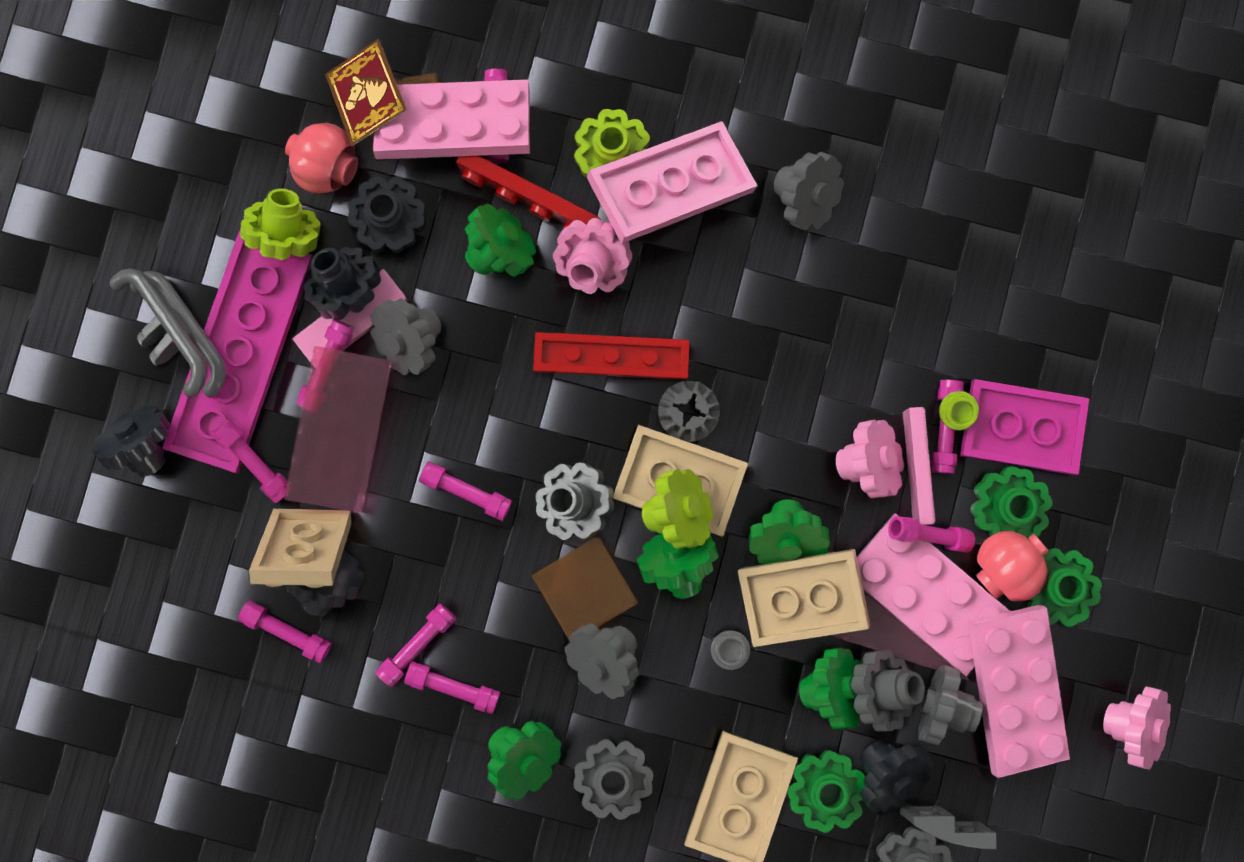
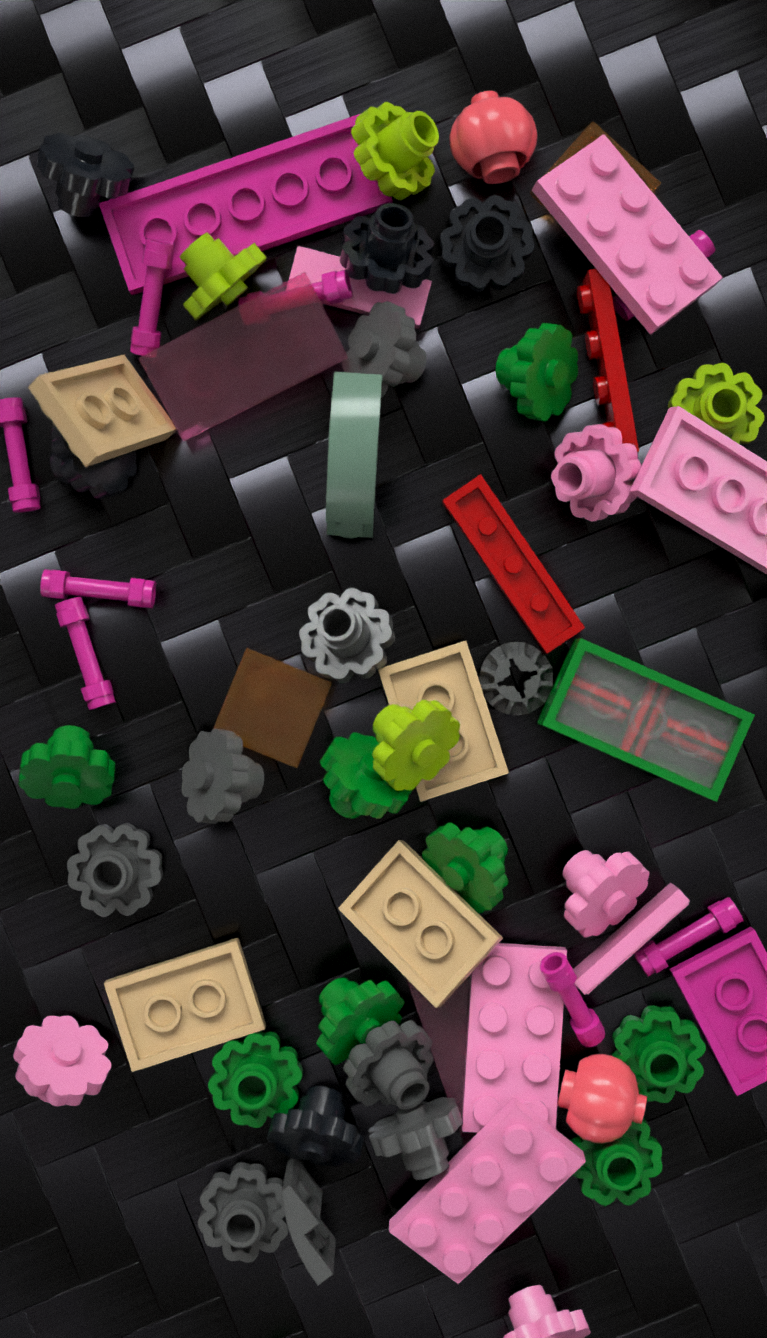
camera: 55 degrees right, 5 degrees up
(181, 329) = (223, 126): dark grey piece -> none
(269, 404) = (217, 273): none -> lime plant
(365, 92) = (589, 129): sticker -> none
(435, 477) = (270, 485): dark pink bar -> none
(459, 405) = (353, 454): none -> sand green arch
(730, 650) = (319, 888): flat silver plate -> none
(779, 346) = (645, 719): none -> clear brick
(959, 410) = (712, 937): lime plate -> none

